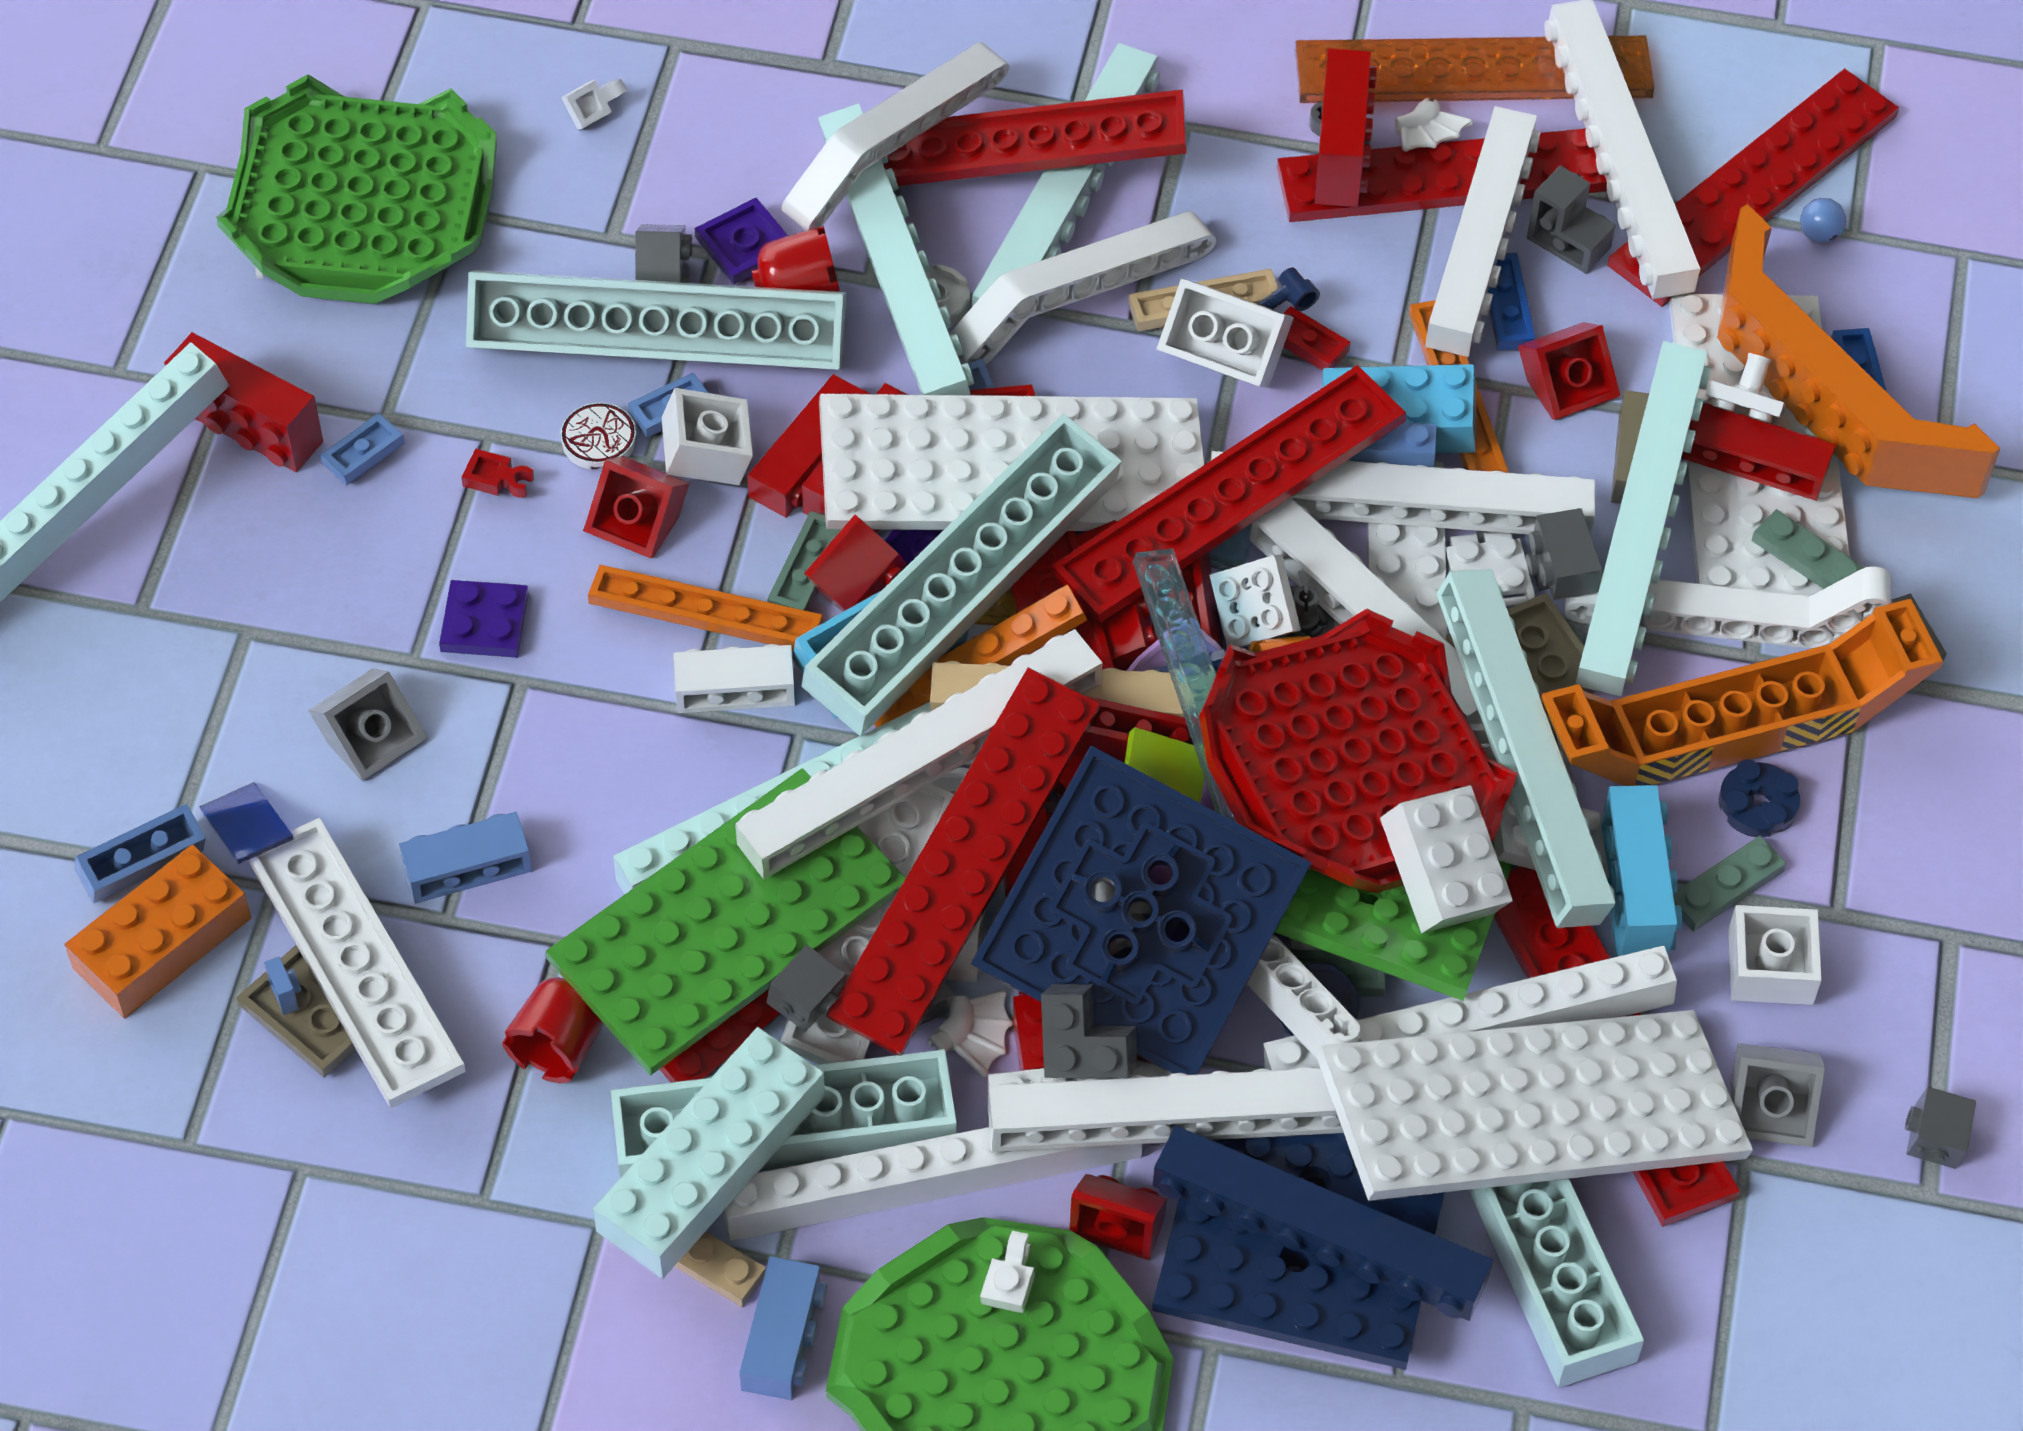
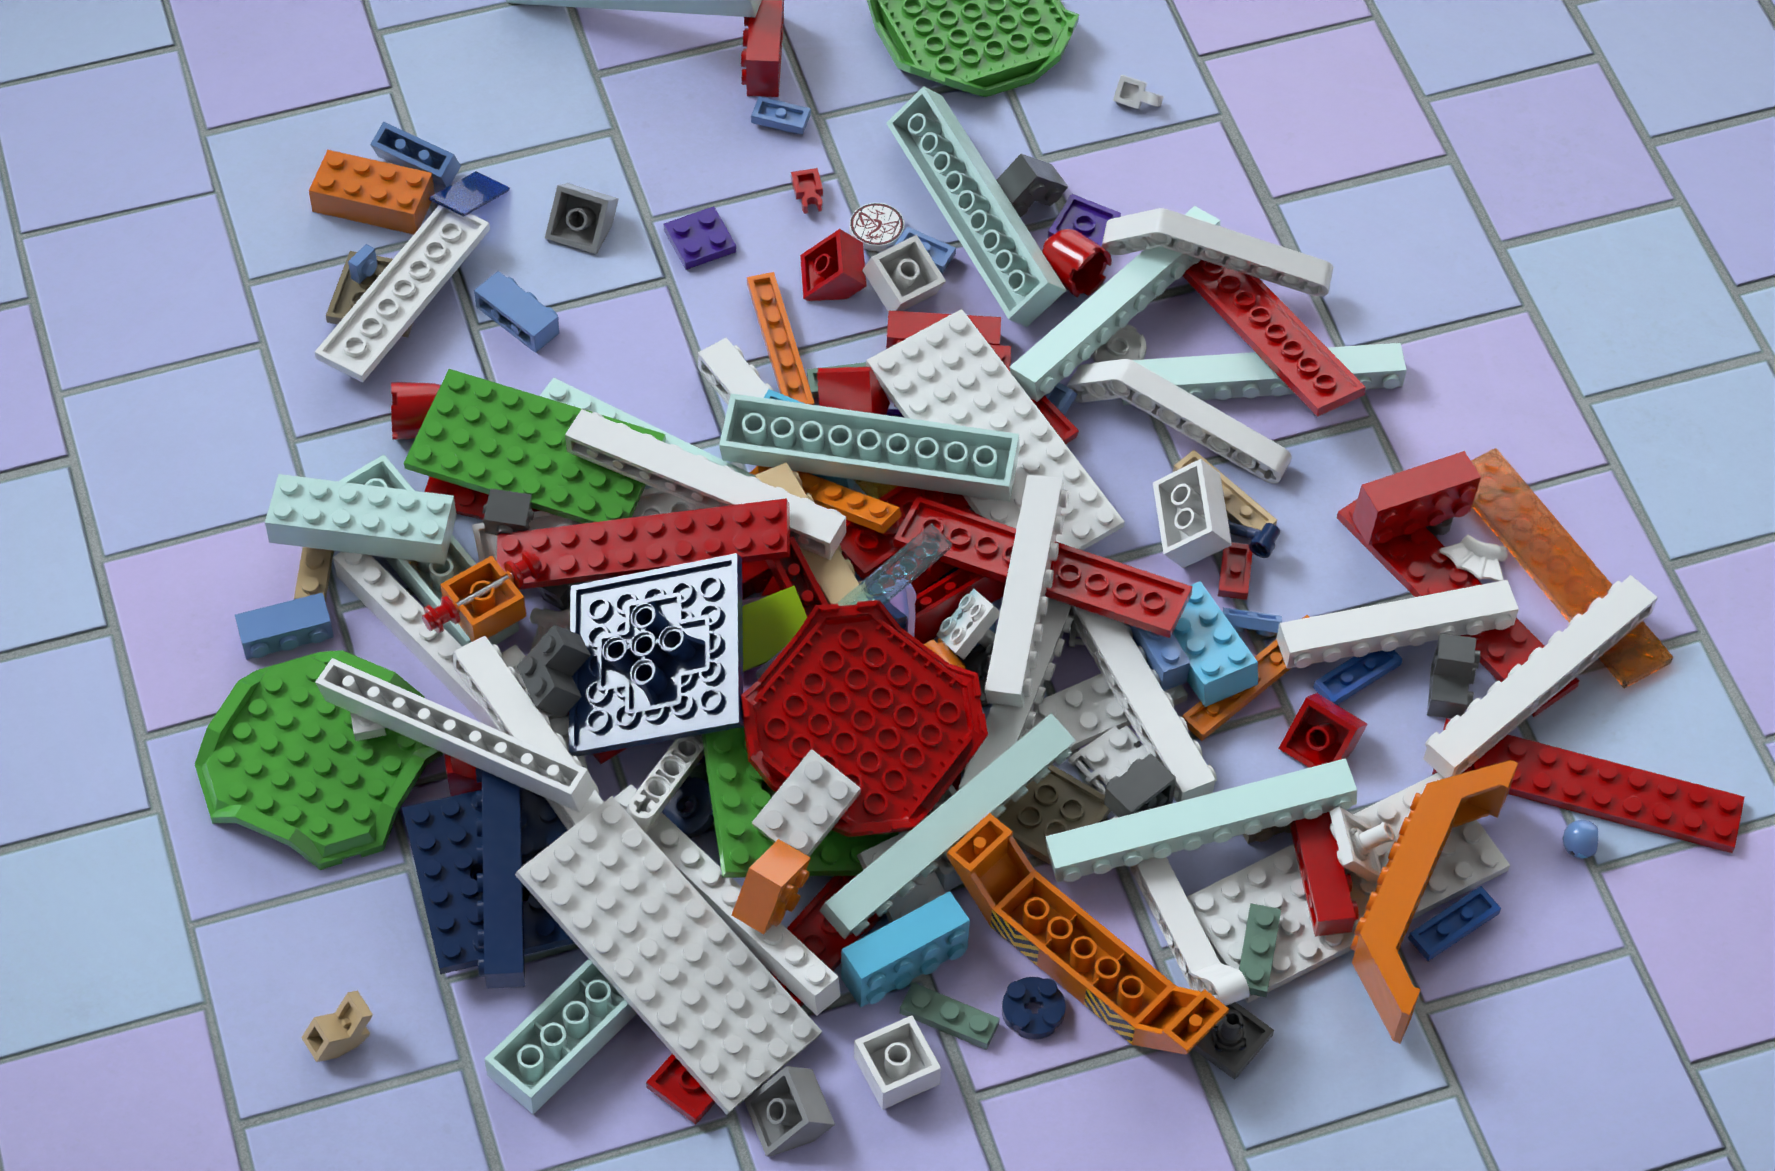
camera: 60 degrees right, 0 degrees up
(926, 1063) = (484, 597): none -> orange brick
(1127, 1177) = (456, 735): none -> white brick
(1267, 512) = (1025, 591): none -> white brick
(1393, 348) = (1263, 623): none -> medium blue plate
(1528, 946) = (772, 887): none -> orange brick

